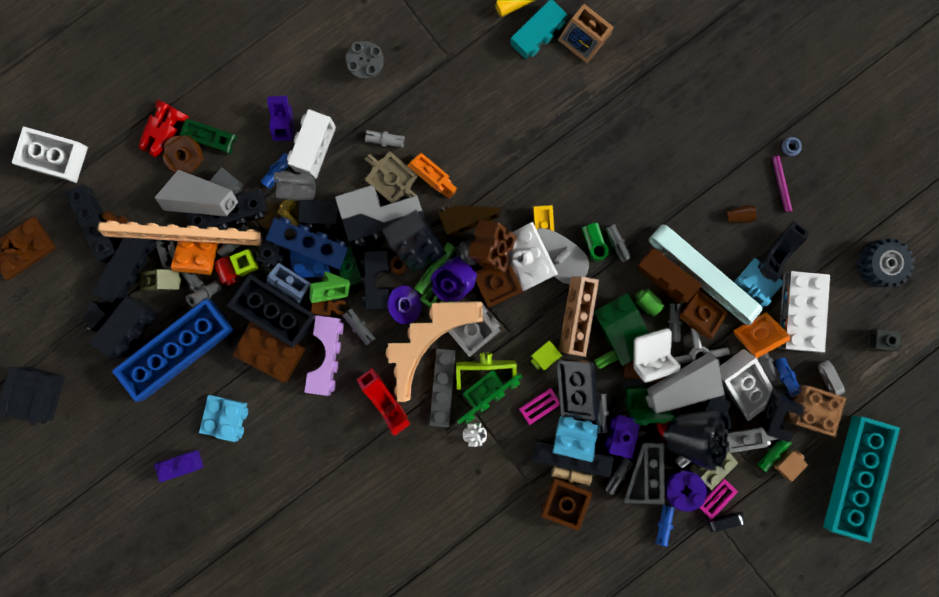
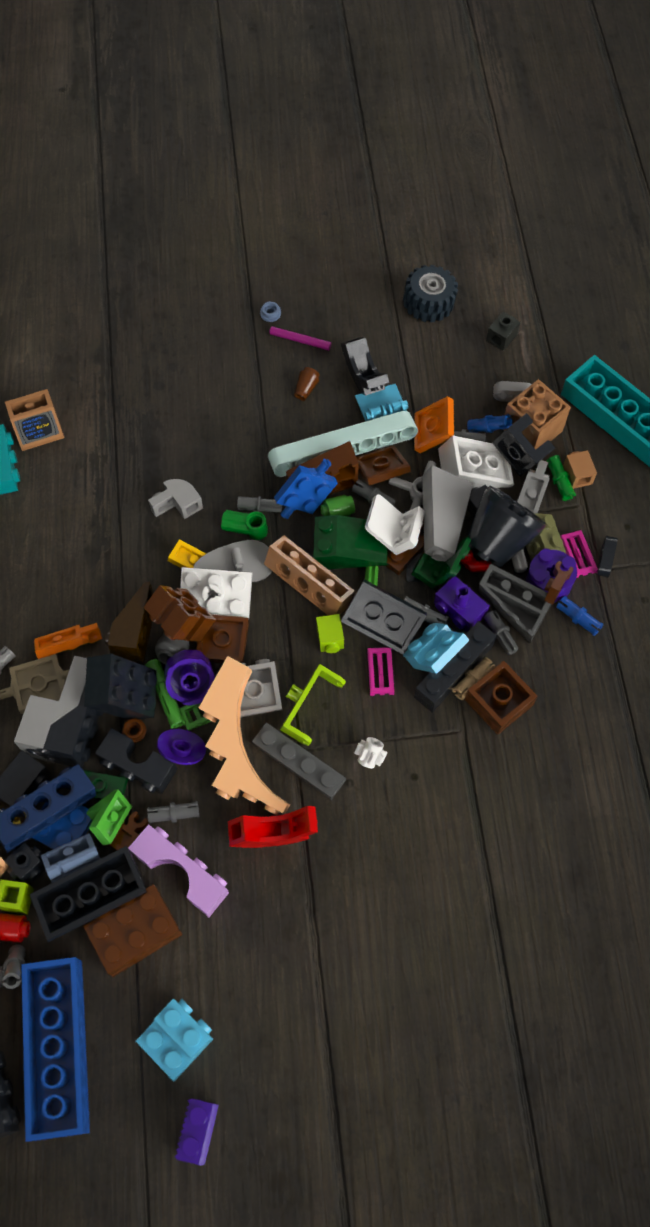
camera: 60 degrees left, 20 degrees down
(484, 391) = (330, 715): green bracket -> none
(589, 180) = (179, 495): none -> light grey brick
(645, 274) = (306, 489): none -> blue plate
(669, 502) = (555, 585): none -> reddish brown plate
(805, 310) = (432, 377): white brick -> none

